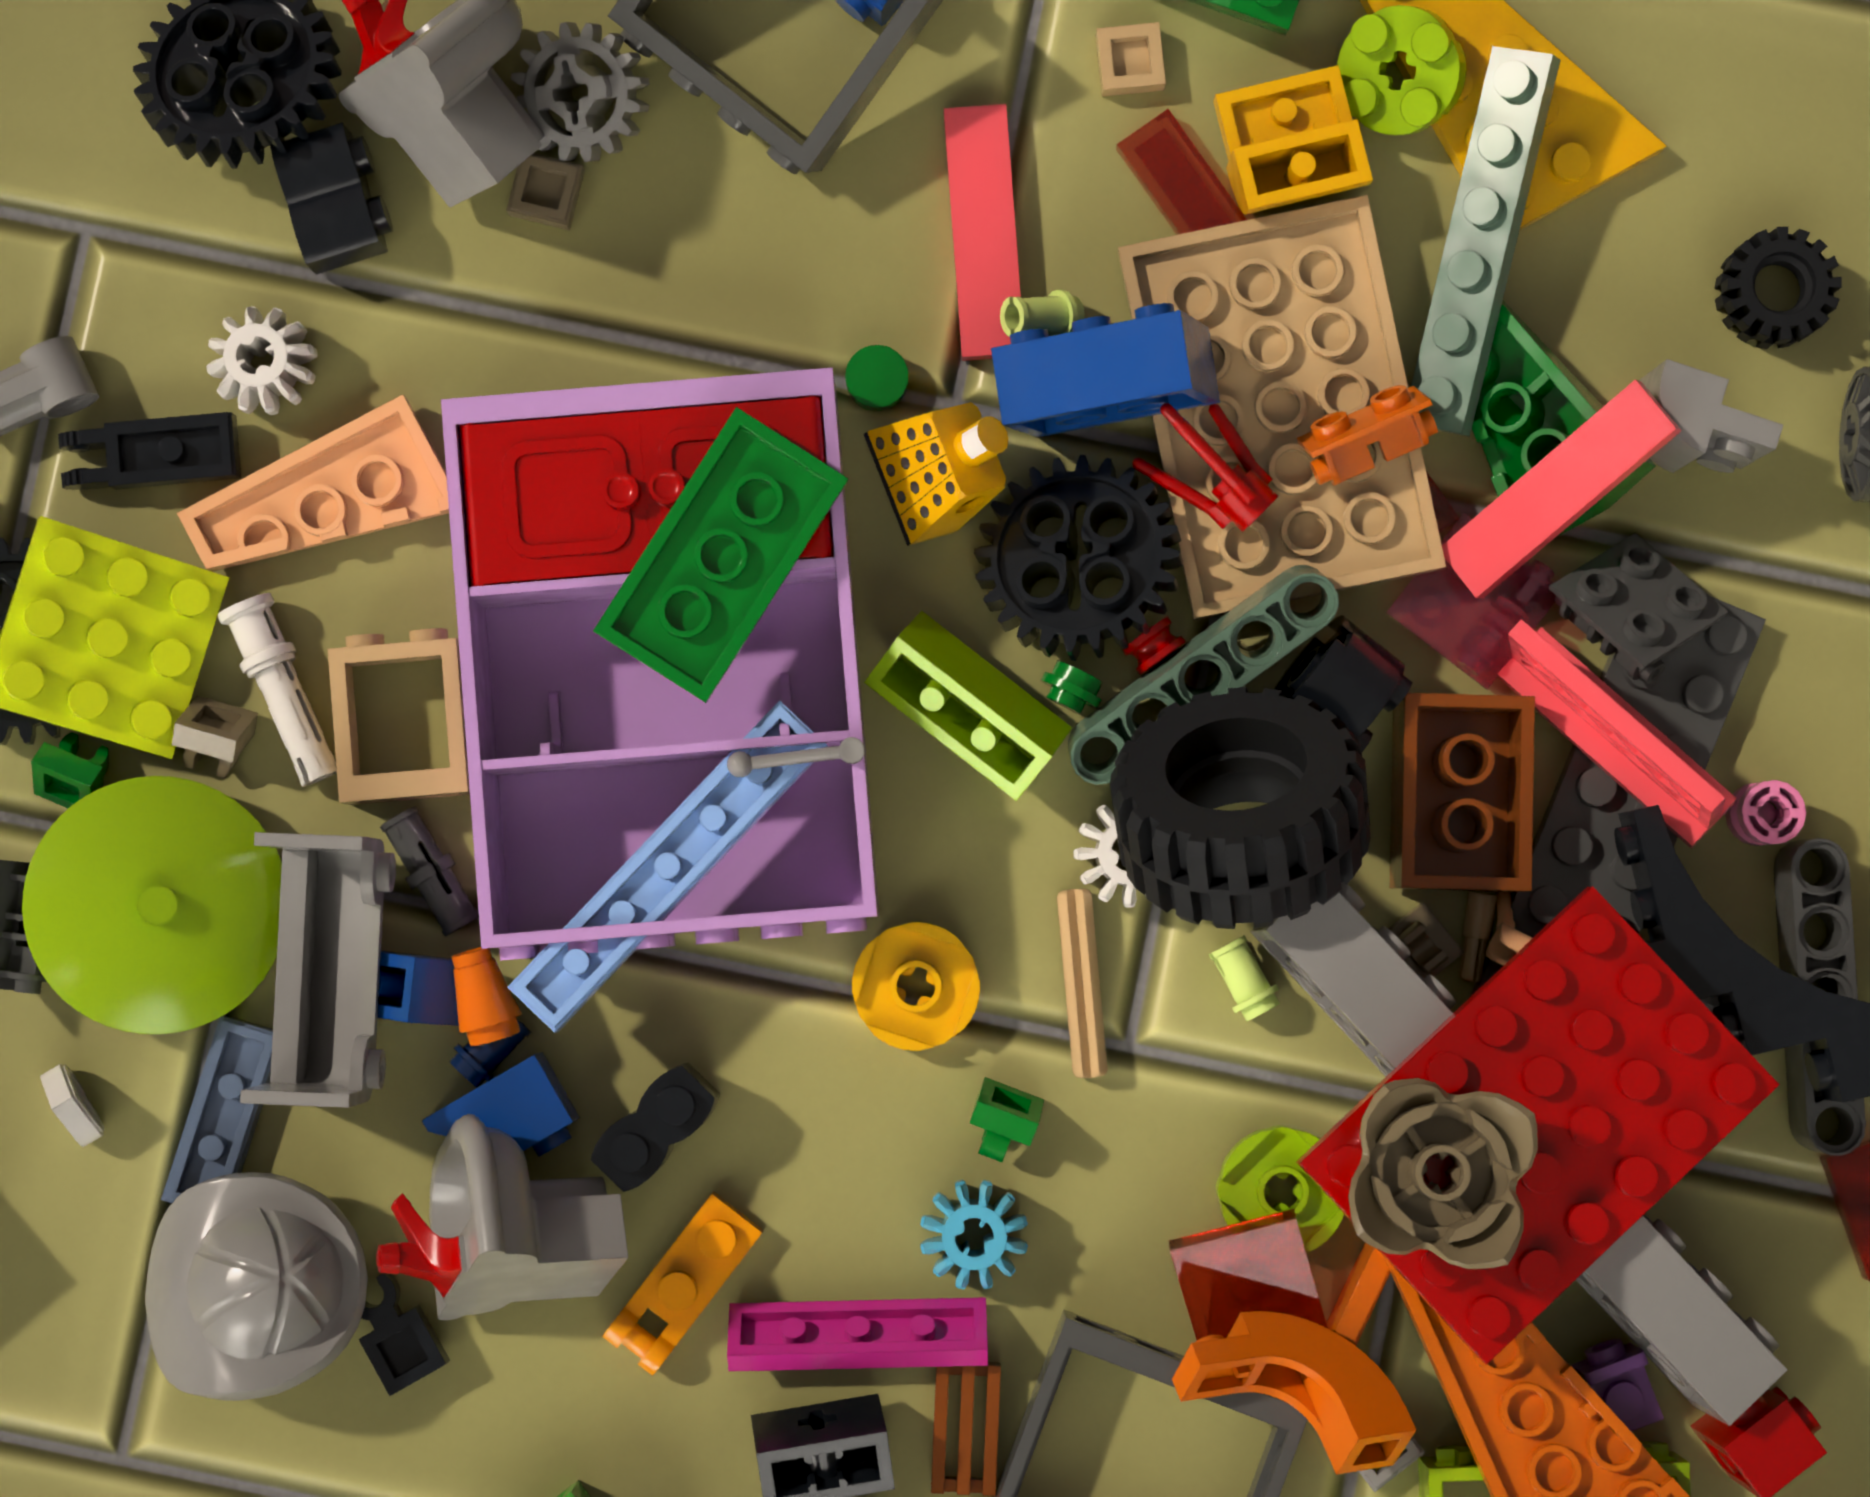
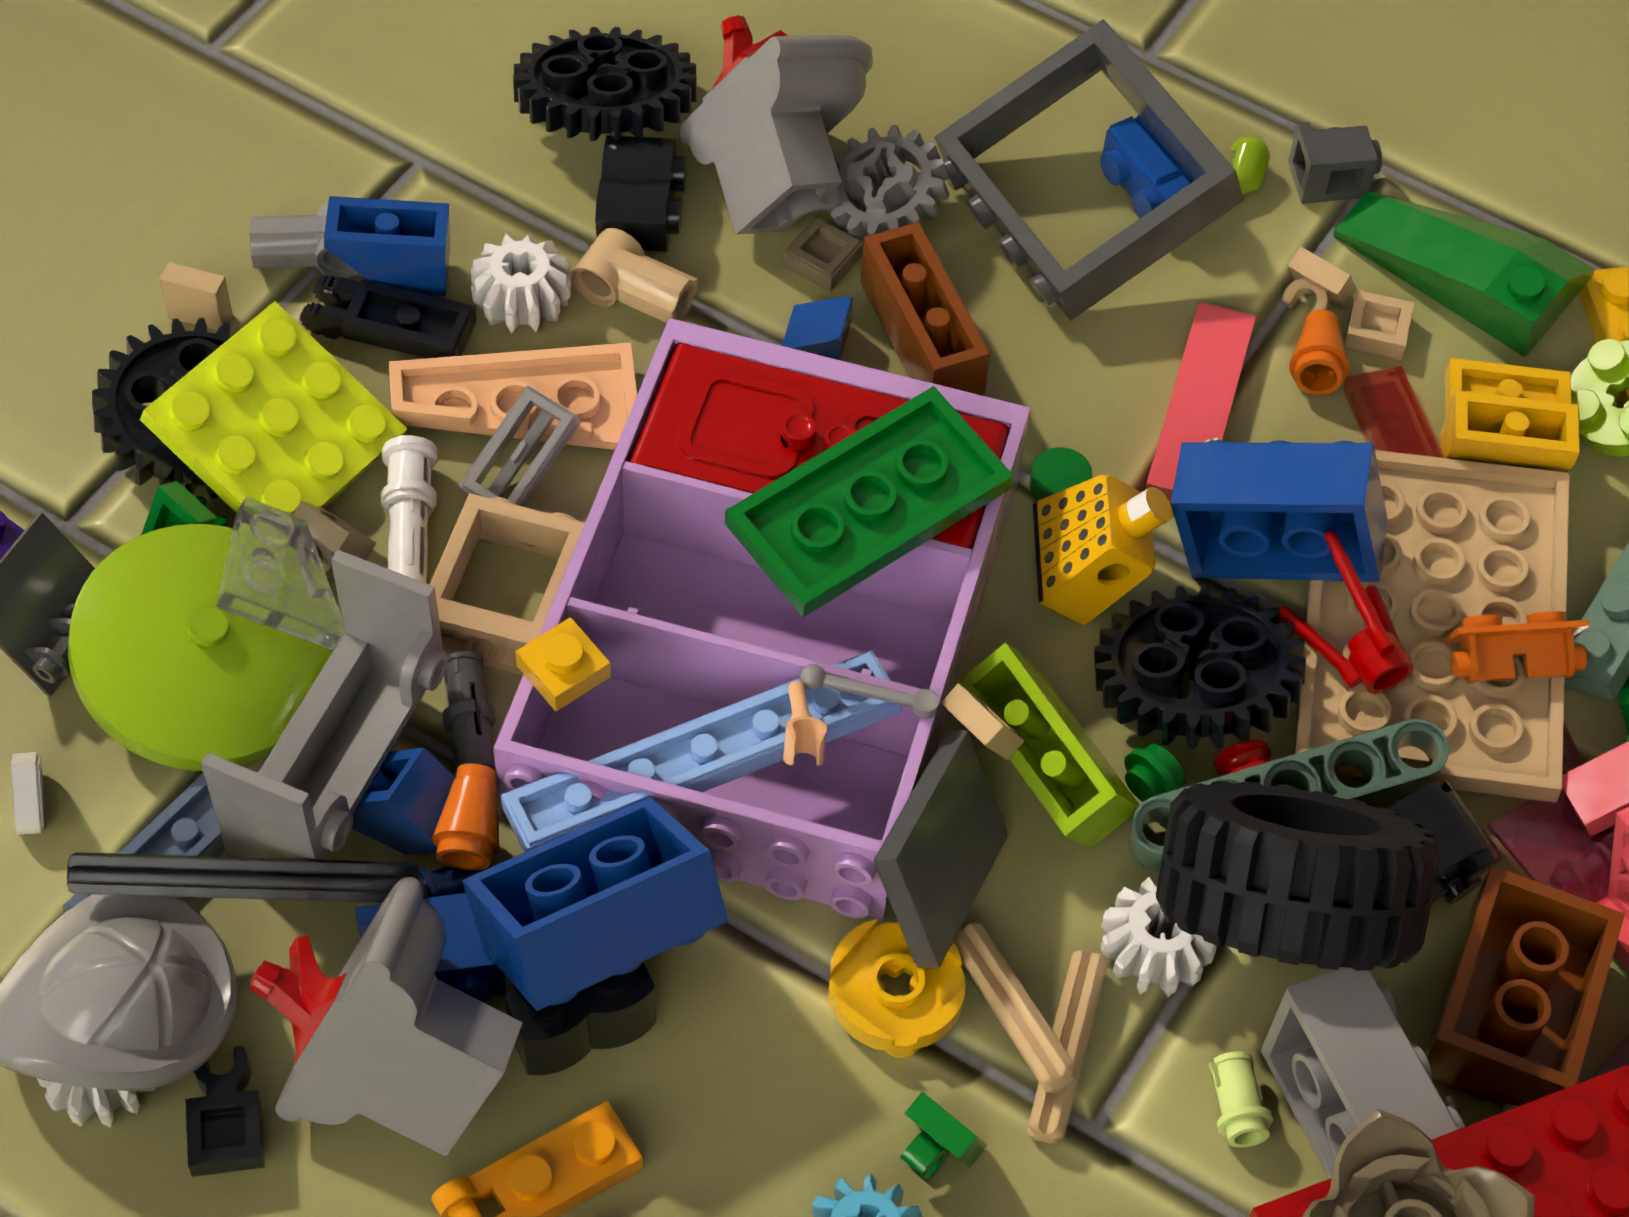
camera: 20 degrees right, 30 degrees down
(113, 378) = (392, 241): none -> blue slope
(190, 816) = (278, 576): none -> clear wing
(312, 1140) = (234, 877): none -> black axle
(353, 306) = (621, 271): none -> tan piece
(360, 518) = (503, 435): none -> light grey tile
(508, 843) = (563, 664): none -> yellow plate
(577, 295) = (820, 327): none -> blue slope
(635, 1065) = (595, 902): none -> blue brick
(680, 252) = (923, 310): none -> dark orange brick
(753, 830) = (803, 731): none -> light nougat hand
(906, 729) = (982, 721): none -> tan tile
(913, 866) = (941, 849): none -> dark grey tile
(1024, 974) = (1015, 1009): none -> tan axle
(1057, 33) = (1317, 278): none -> tan tile
(1083, 127) = (1320, 355): none -> orange cone

